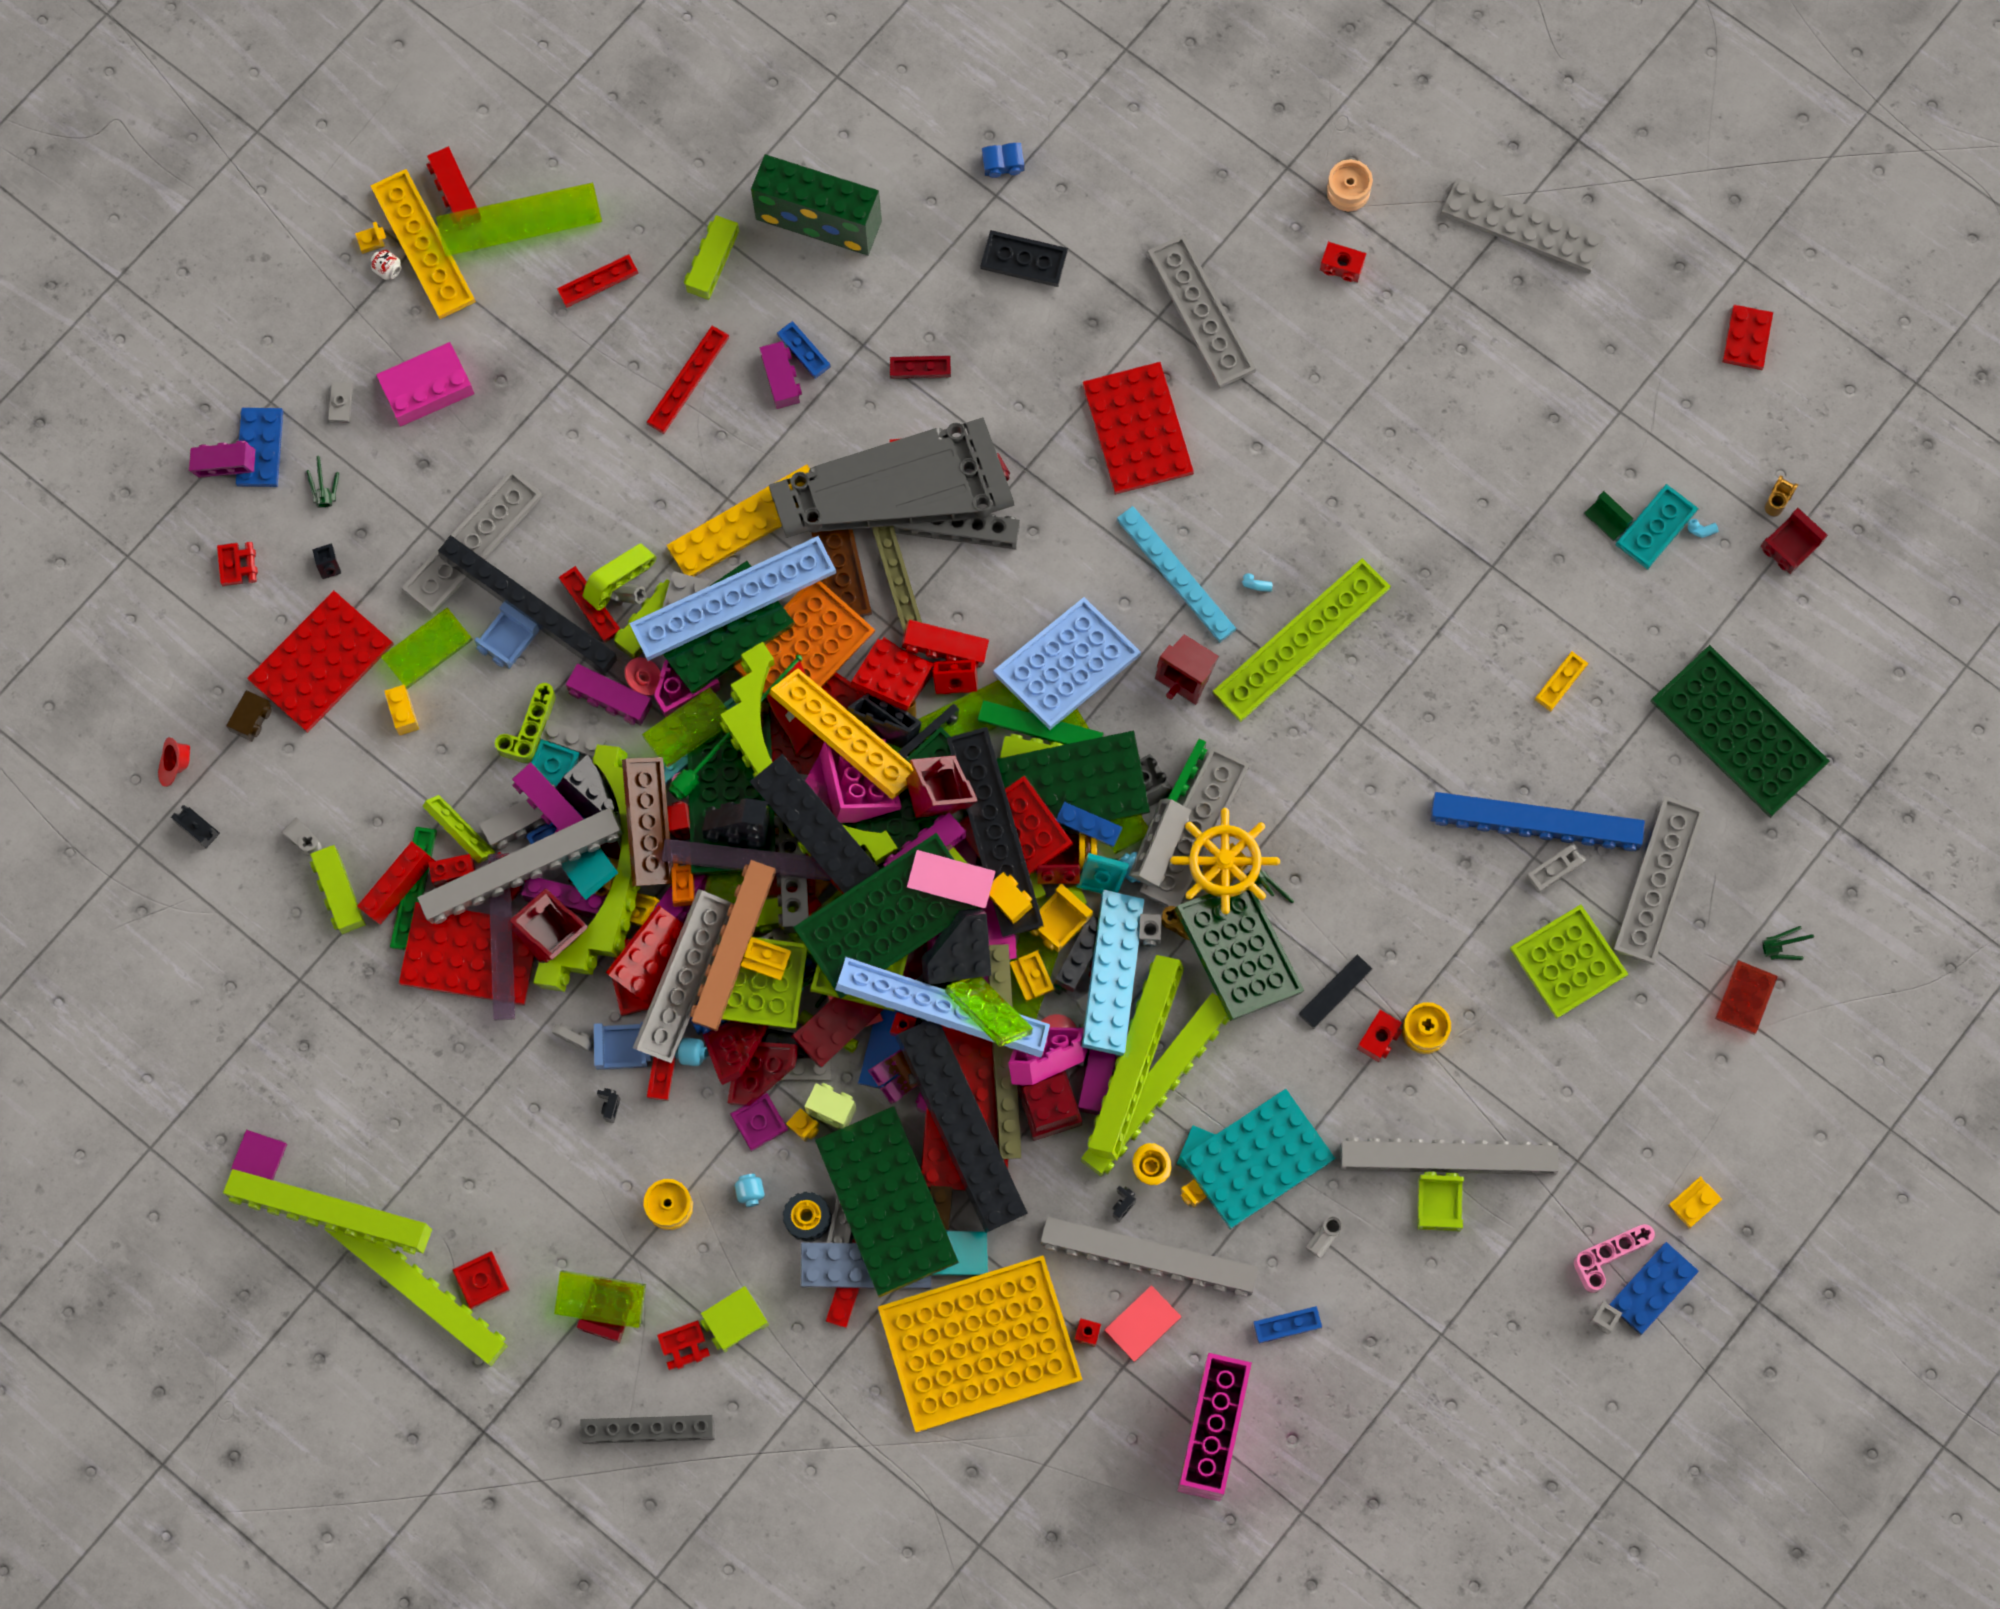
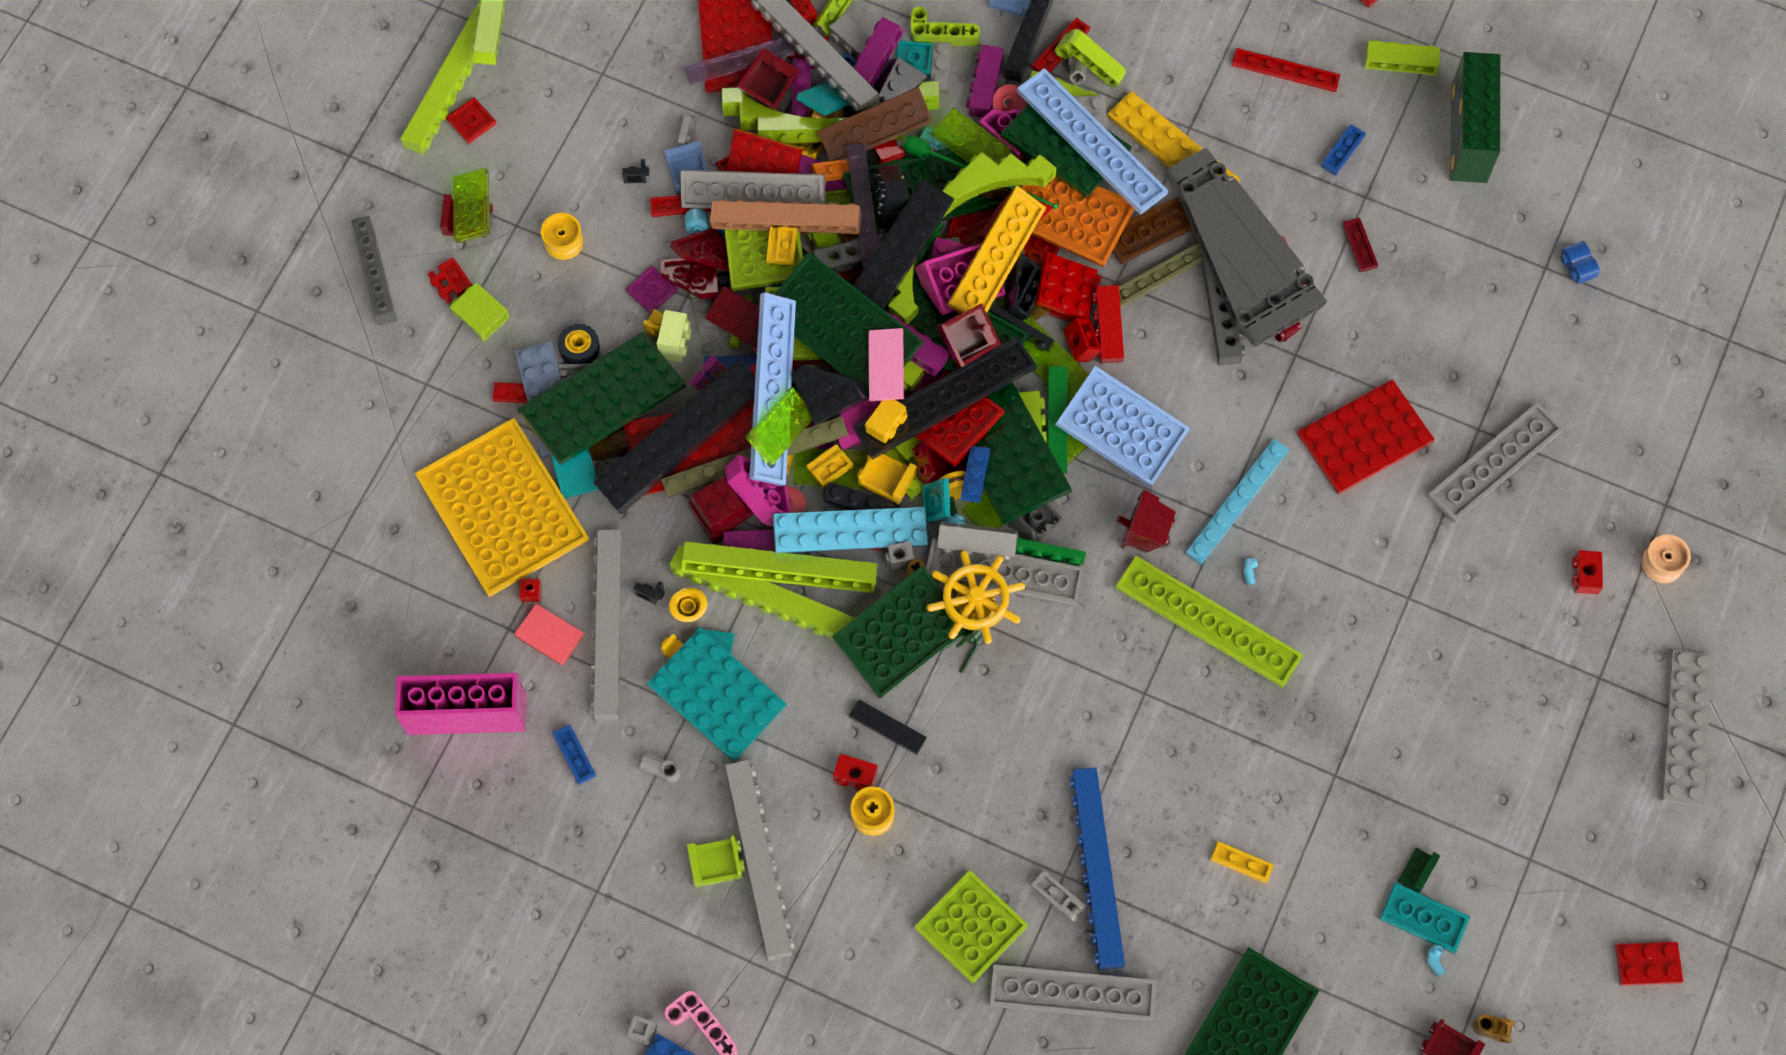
camera: 75 degrees right, 5 degrees down
(749, 1190) = (590, 296): medium azure head -> none
(780, 374) = (1313, 136): magenta brick -> none
(1024, 258) = (1492, 303): black plate -> none

